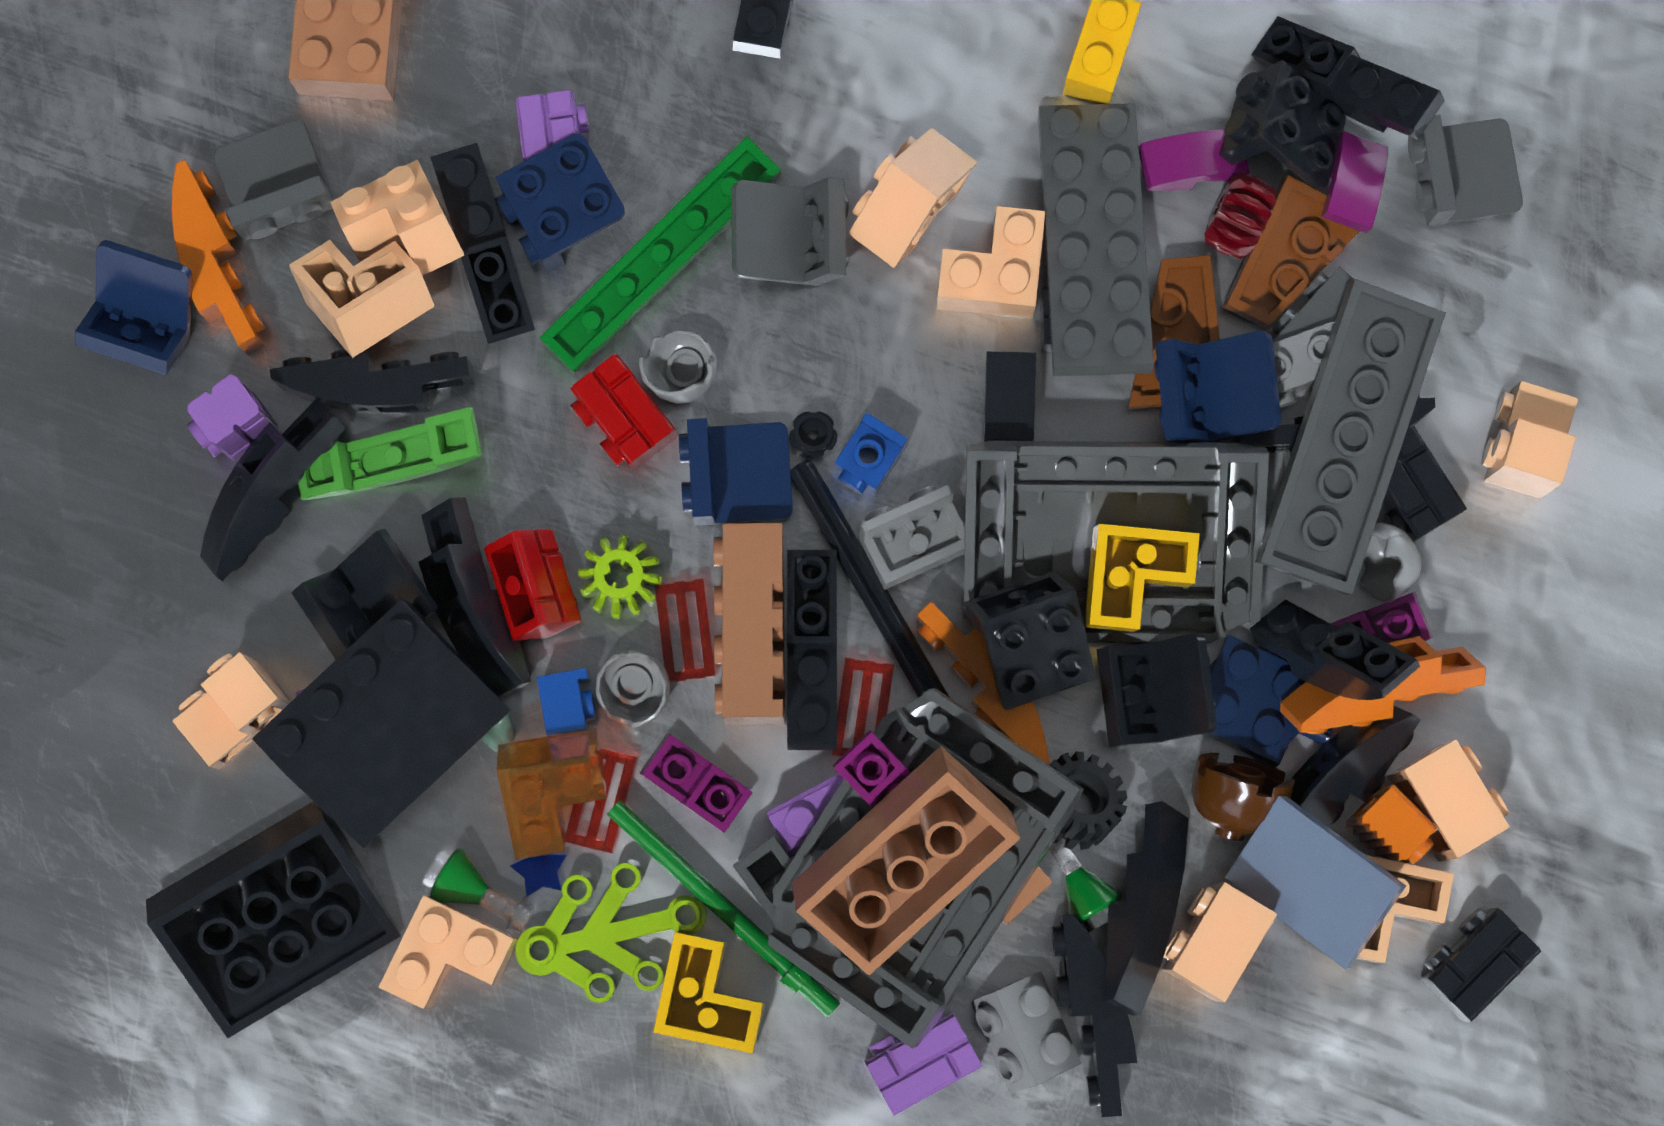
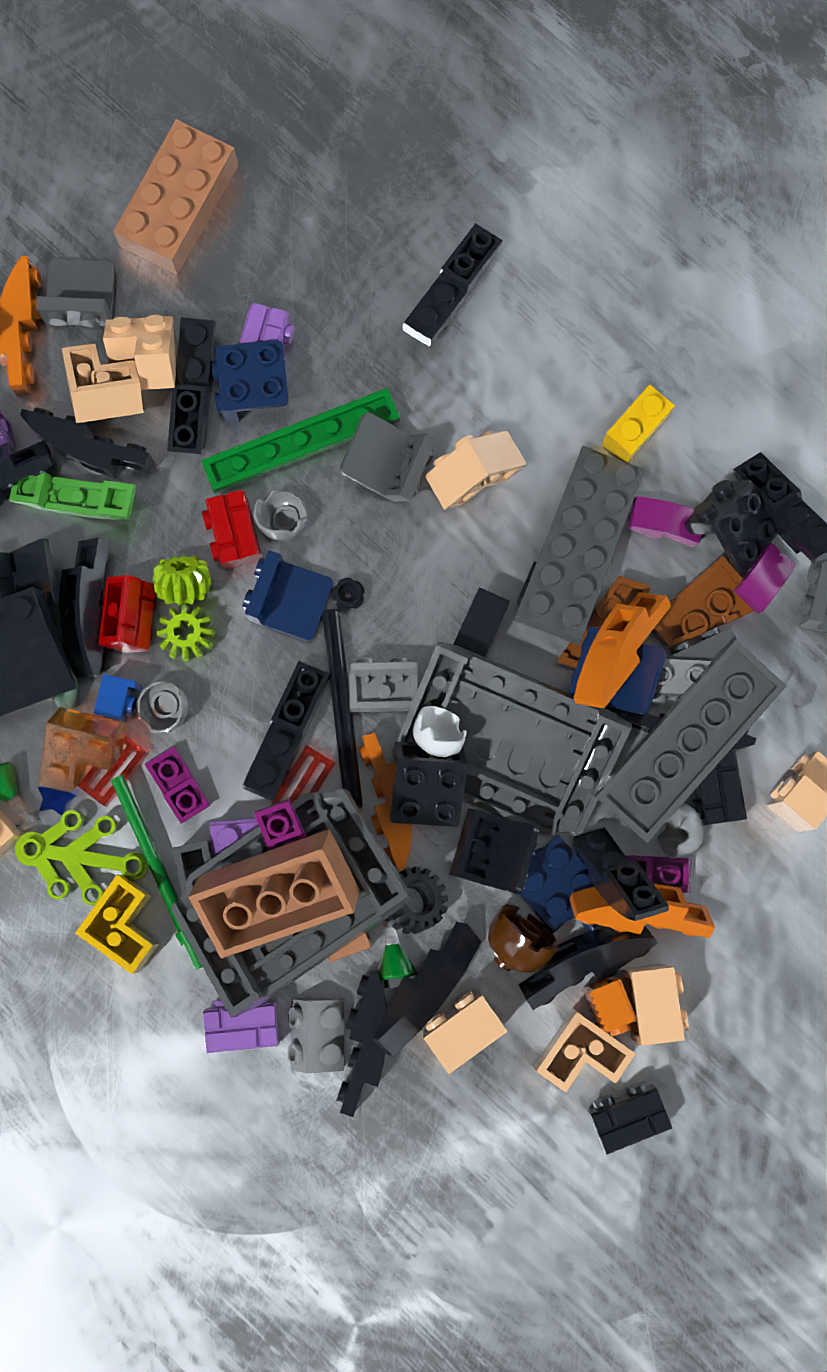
camera: 20 degrees right, 0 degrees up
(585, 507) = (182, 579): none -> lime gear
(680, 589) = (199, 683): clear red tile -> none
(751, 624) = (254, 698): nougat wedge -> none
(888, 445) = (391, 623): blue brick -> none
(999, 281) = (513, 545): light nougat brick -> none
(1017, 564) = (438, 731): none -> white hair
(1127, 559) = (510, 758): yellow brick -> none
(1202, 357) = (615, 647): none -> orange slope
(1240, 215) = (681, 568): dark red gear -> none
(1315, 881) = (542, 1020): sand blue tile -> none

